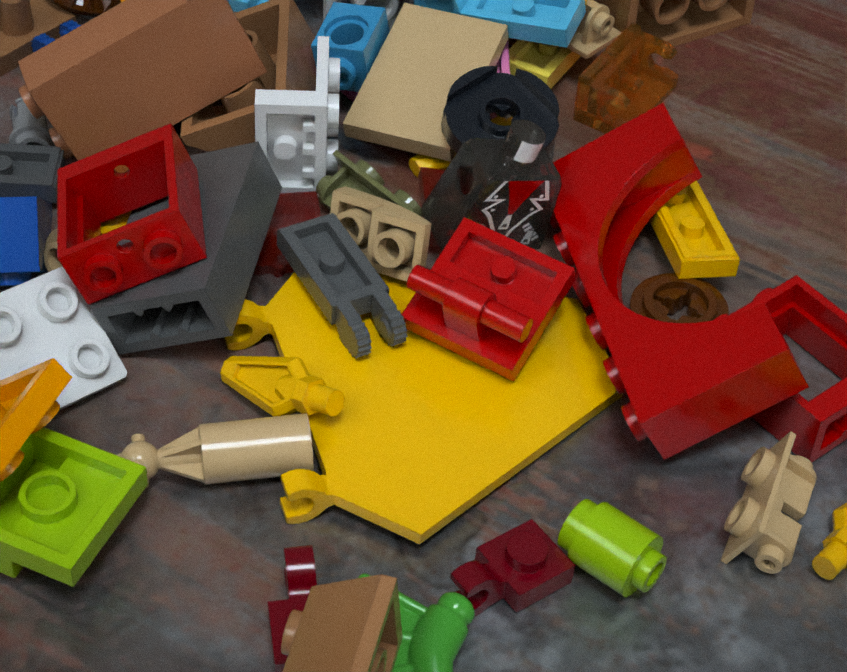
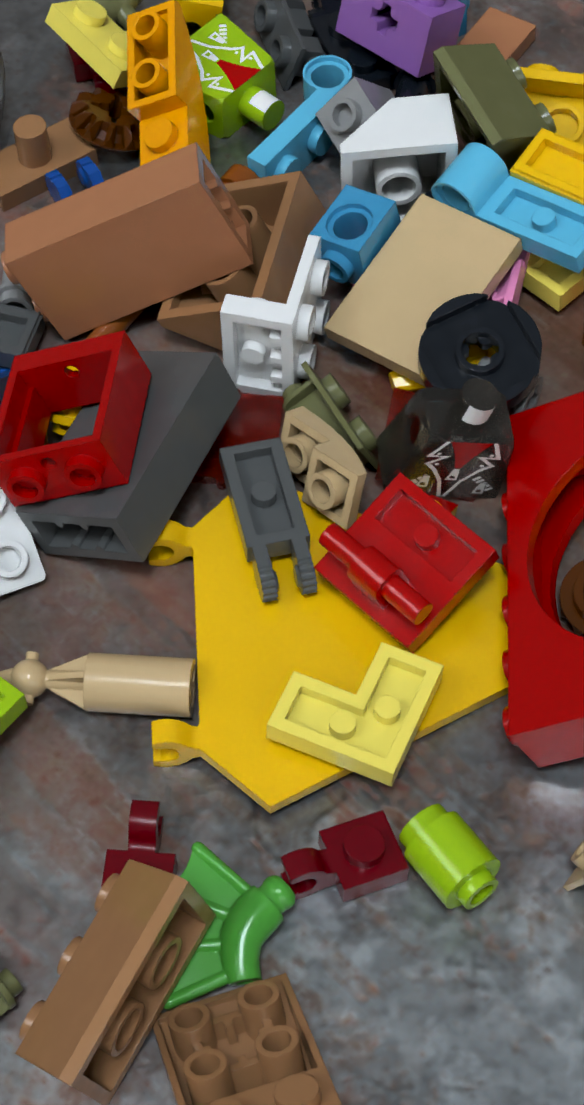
camera: 20 degrees right, 10 degrees up
(281, 385) = (180, 622): yellow piece -> none
(489, 449) = (364, 729): none -> light yellow plate

